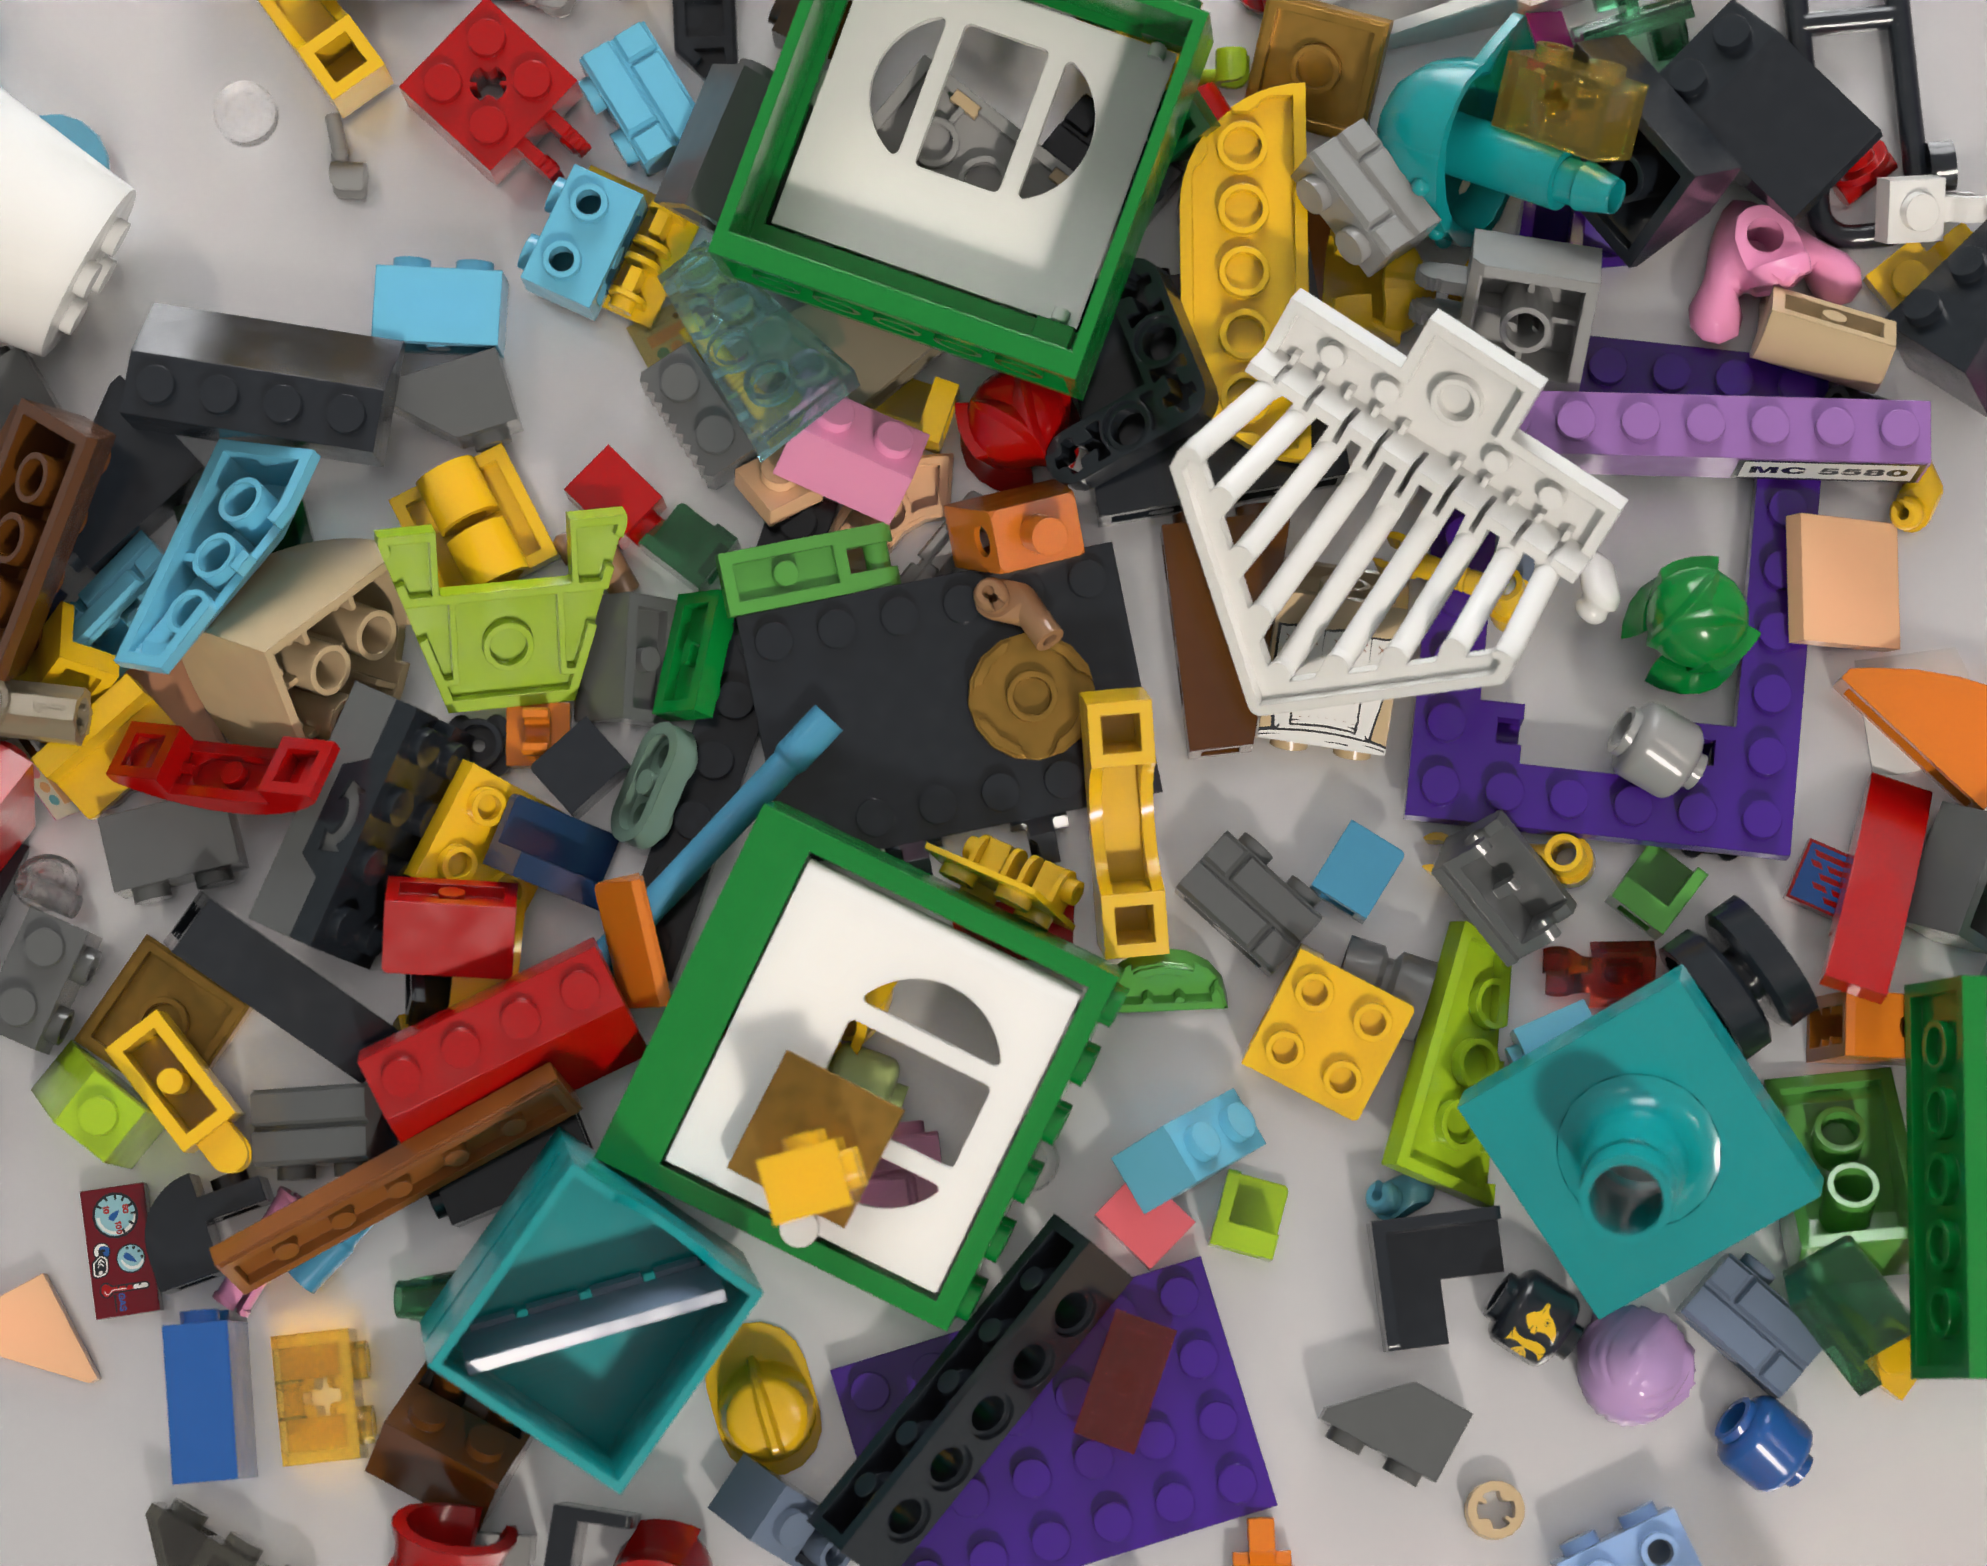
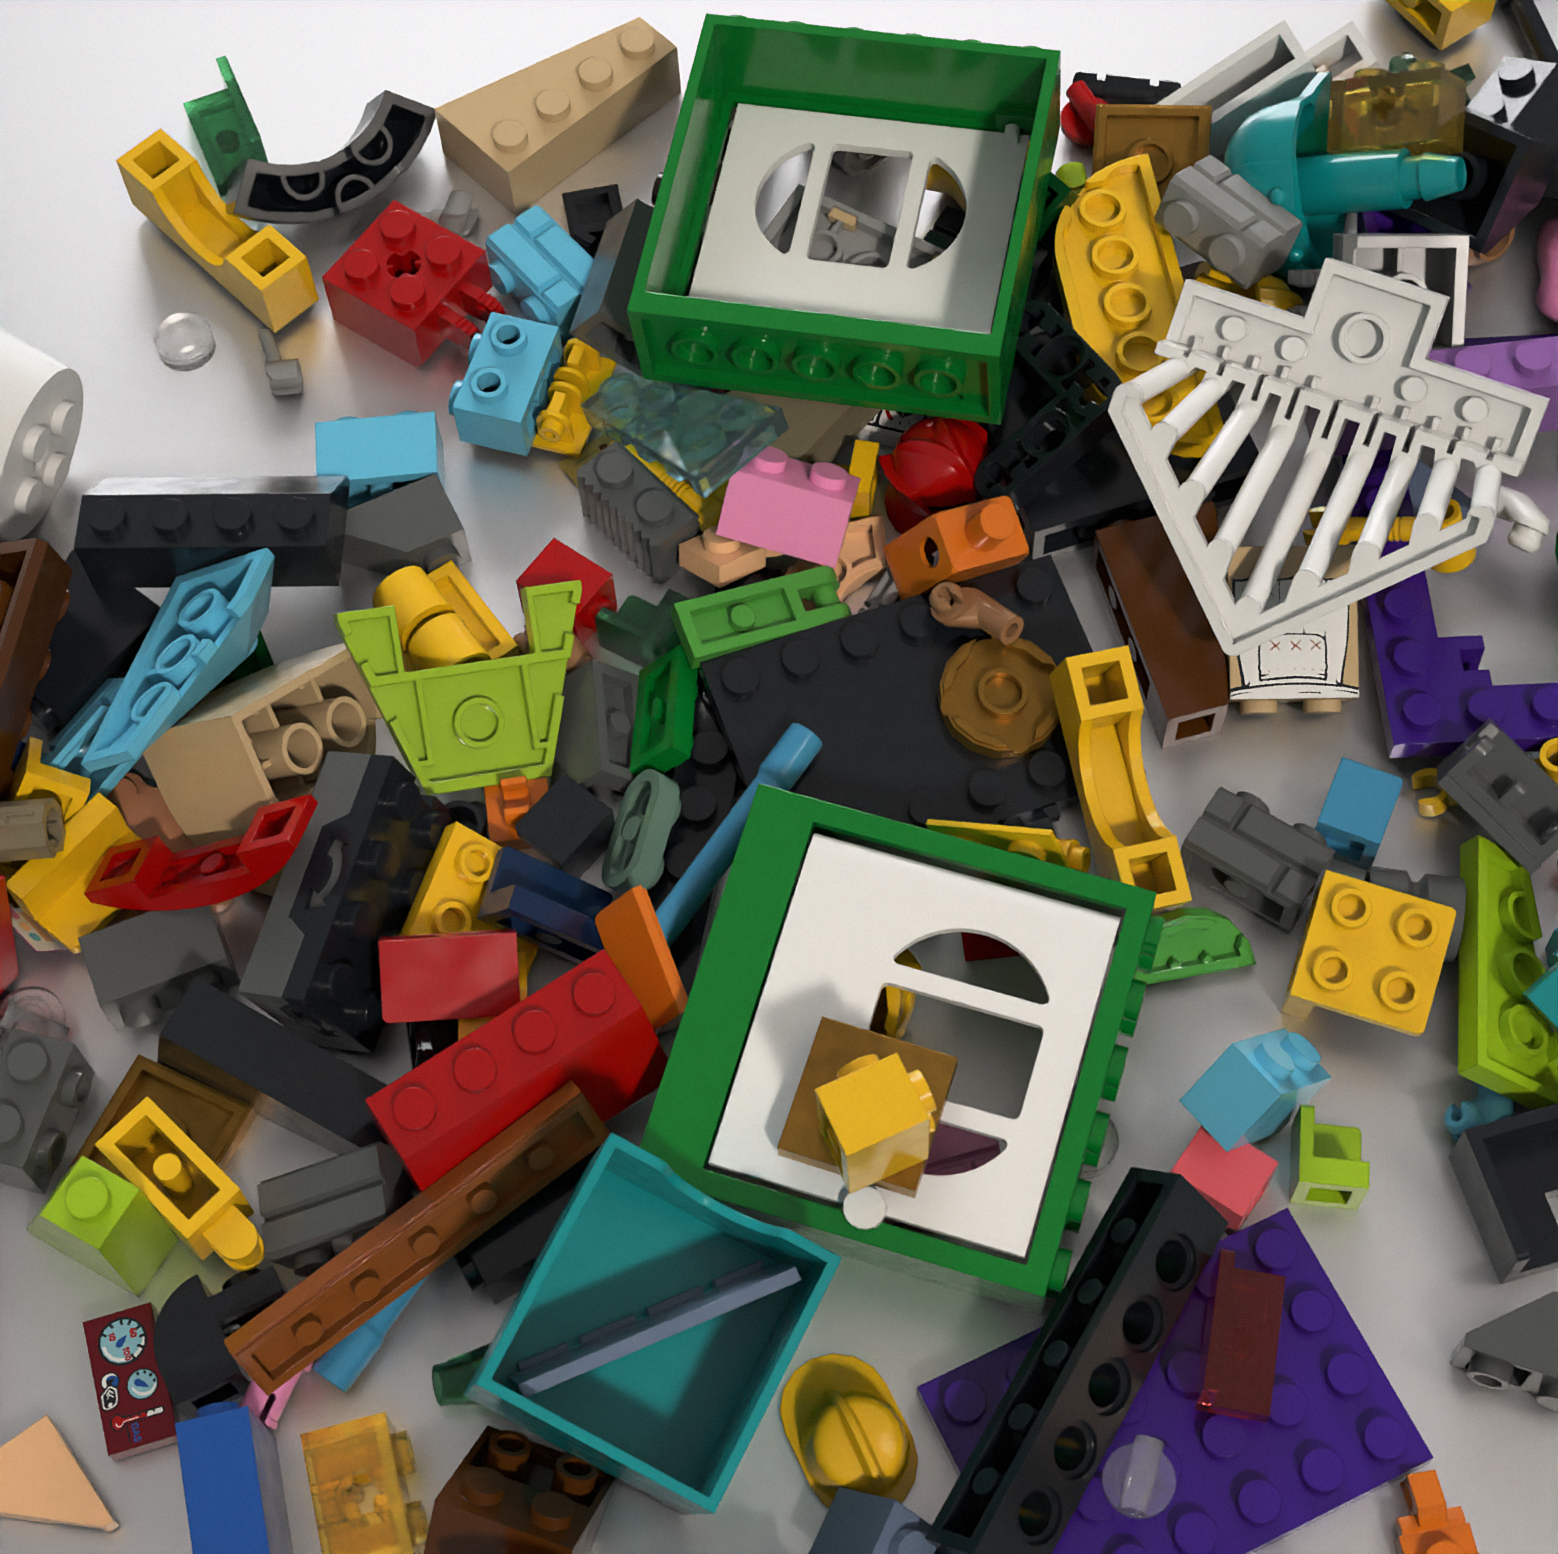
camera: 10 degrees left, 20 degrees down
(1007, 1492) = (1139, 1478): none -> clear plate

